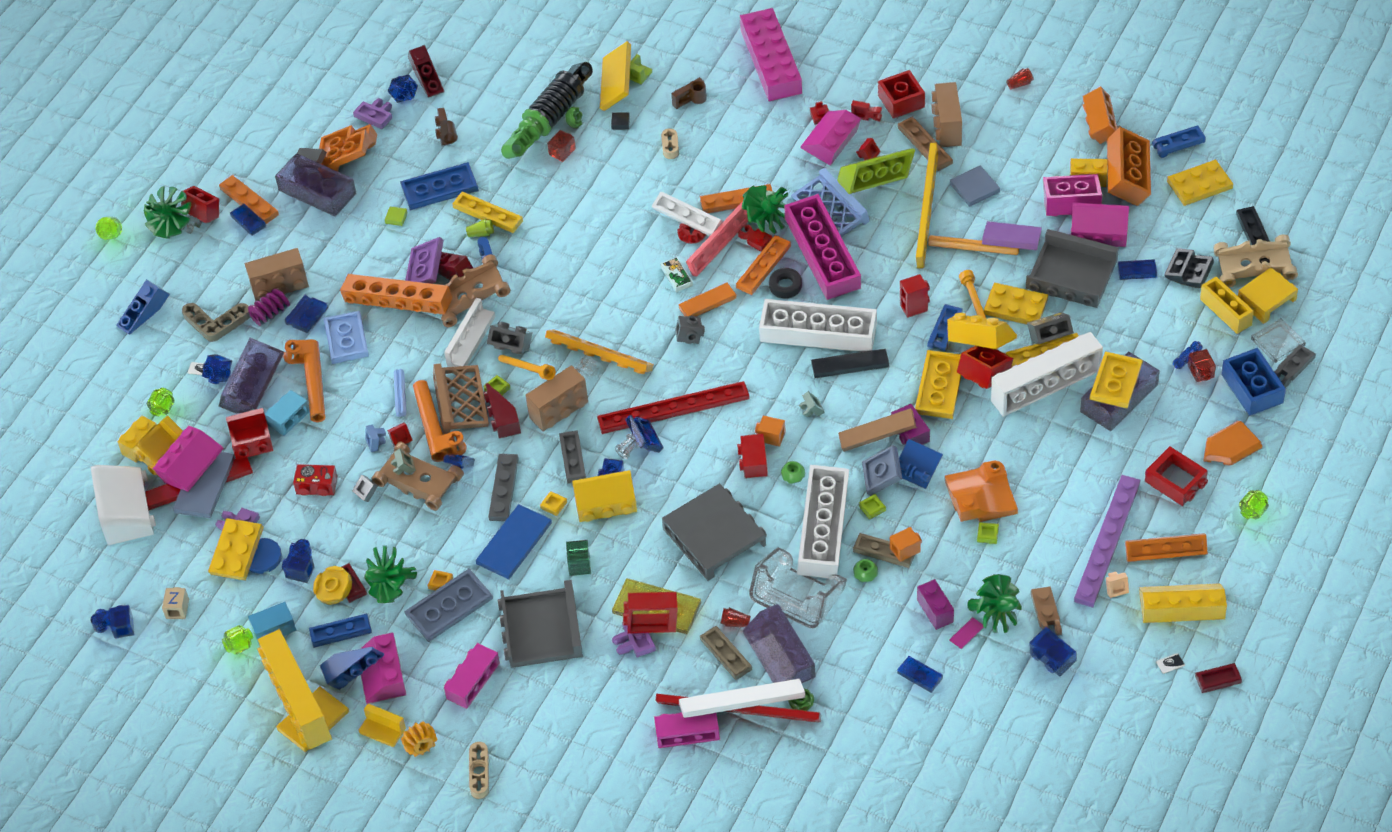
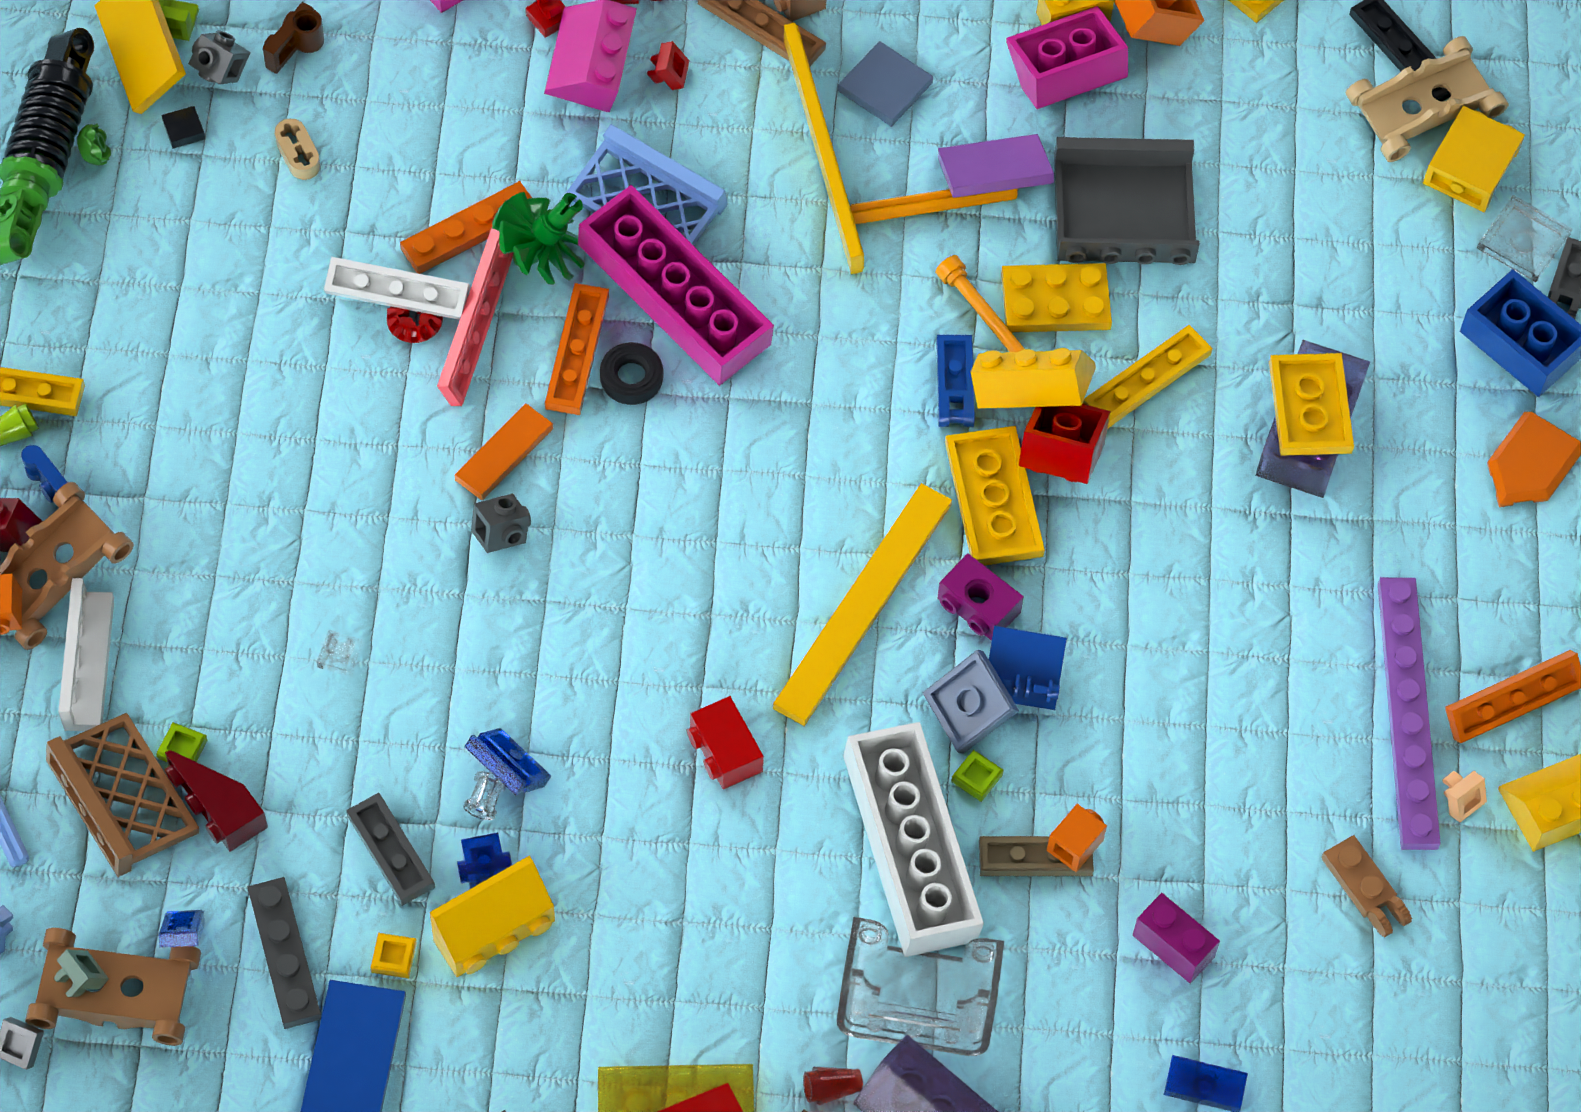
camera: 30 degrees left, 10 degrees up
(400, 434) = (39, 909): red tile -> none
(437, 442) = (126, 907): orange axle -> none
(511, 338) = (168, 640): dark grey brick -> none
(545, 371) = (283, 701): light orange piece -> none
(557, 398) = (316, 742): medium nougat brick -> none
(561, 145) = (97, 221): clear red brick -> none
(578, 557) = (494, 1056): clear green piece -> none
(592, 349) = (337, 614): light orange plate -> none
(649, 93) = (218, 57): none -> dark grey brick
(675, 406) = (532, 686): red tile -> none
(676, 274) = (423, 413): tile -> none
(712, 529) = (718, 919): dark grey panel -> none
(756, 239) = (538, 298): red plate -> none
(772, 429) = (737, 679): orange brick -> none
(793, 472) = (807, 762): bright green plate -> none
(812, 404) = (788, 605): sand green tile -> none
(818, 325) = (733, 445): white brick -> none
(850, 363) = (815, 500): black tile -> none
(851, 415) = (862, 605): none -> yellow tile
(868, 575) = (1020, 918): bright green plate -> none
(876, 171) = (707, 105): lime slope -> none
(877, 430) = (929, 624): medium nougat tile -> none
(914, 295) = (881, 336): red brick -> none
(966, 633) = (1246, 972): dark pink sticker -> none
(982, 492) = (1156, 688): orange slope -> none
(987, 533) = (1200, 763): lime tile -> none
(997, 600) = (1288, 902): green piece -> none
(1046, 373) = (1176, 423): white brick -> none
(1050, 328) = (1142, 329): dark grey brick -> none
(1052, 652) = (1417, 966): clear blue brick -> none
(1101, 223) = (1143, 102): dark pink slope -> none
(1137, 269) = (1233, 169): clear blue plate -> none
(1170, 456) = (1467, 578): red window -> none
(1180, 362) = (1389, 311): clear blue axle -> none
(1189, 268) = (1319, 142): black slope -> none
(1201, 365) = (1424, 326): clear red brick -> none
(1226, 305) = (1419, 198): yellow brick -> none

